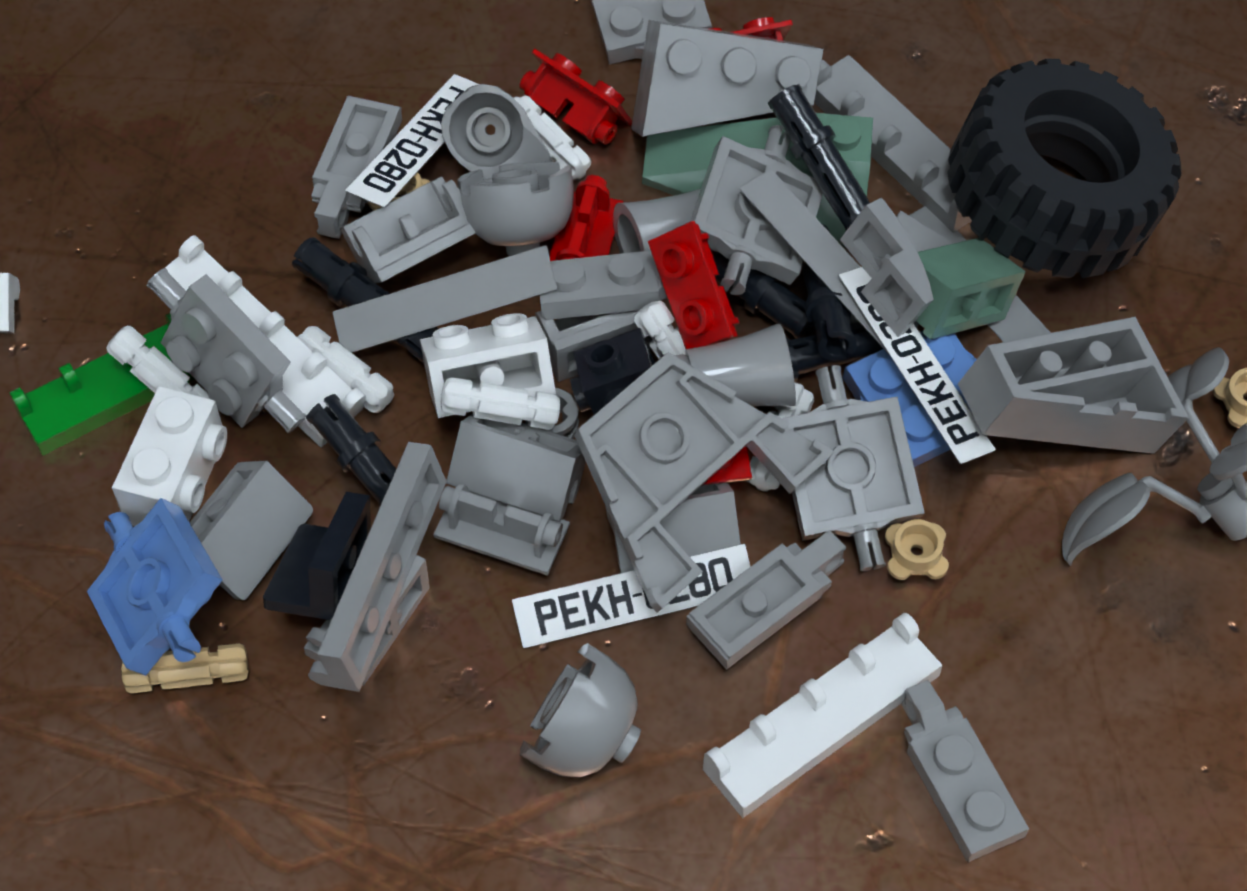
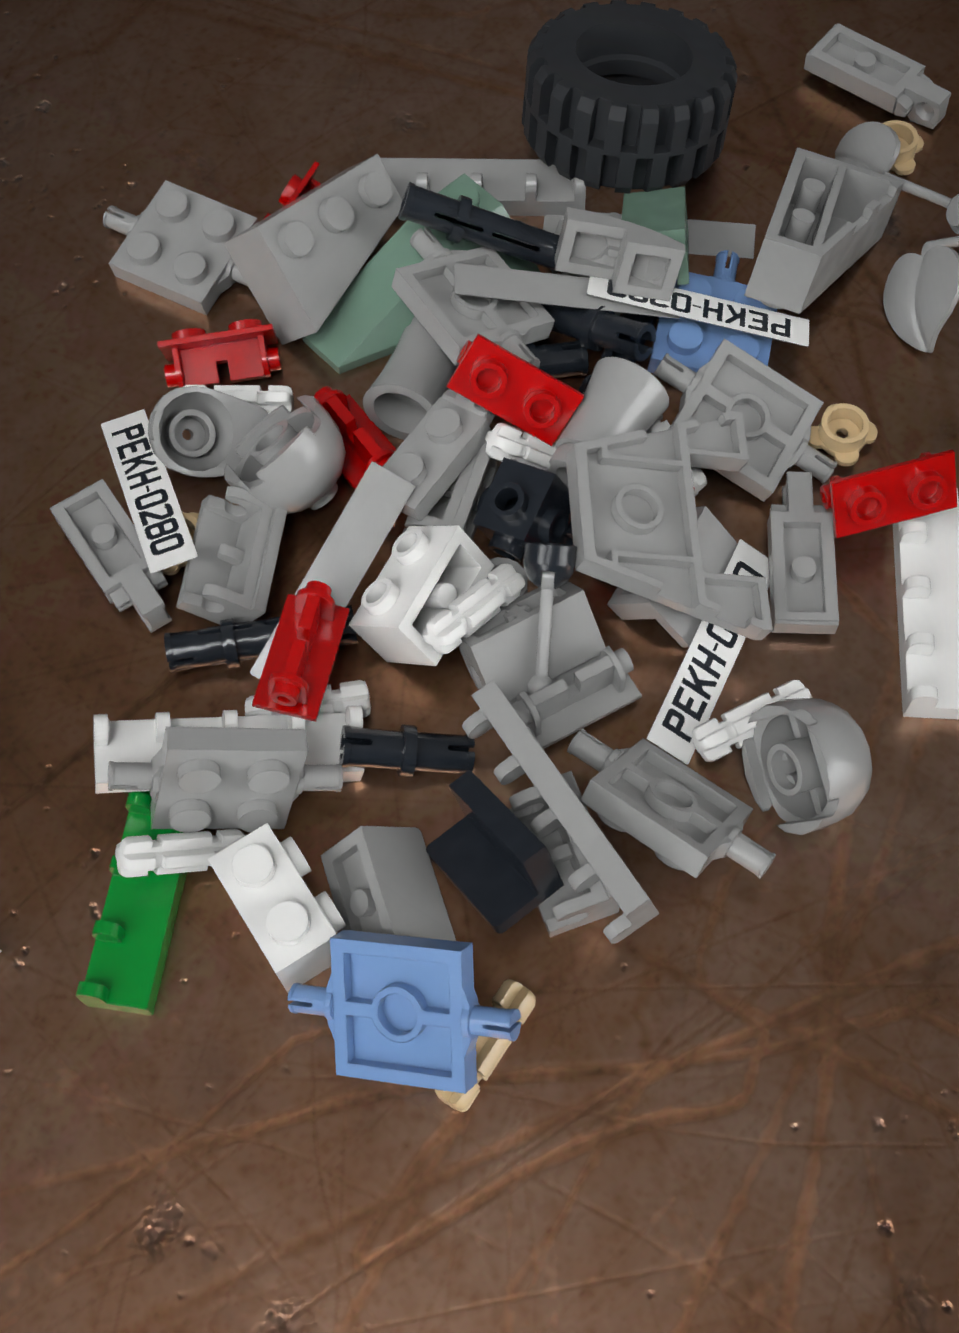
camera: 45 degrees left, 5 degrees up
(363, 326) = (302, 653): none -> red hinge
(457, 644) = (667, 806): none -> light grey plate
(554, 647) = (715, 738): none -> white axle
(560, 418) = (547, 568): none -> hinge
(866, 608) = (891, 493): none -> red hinge

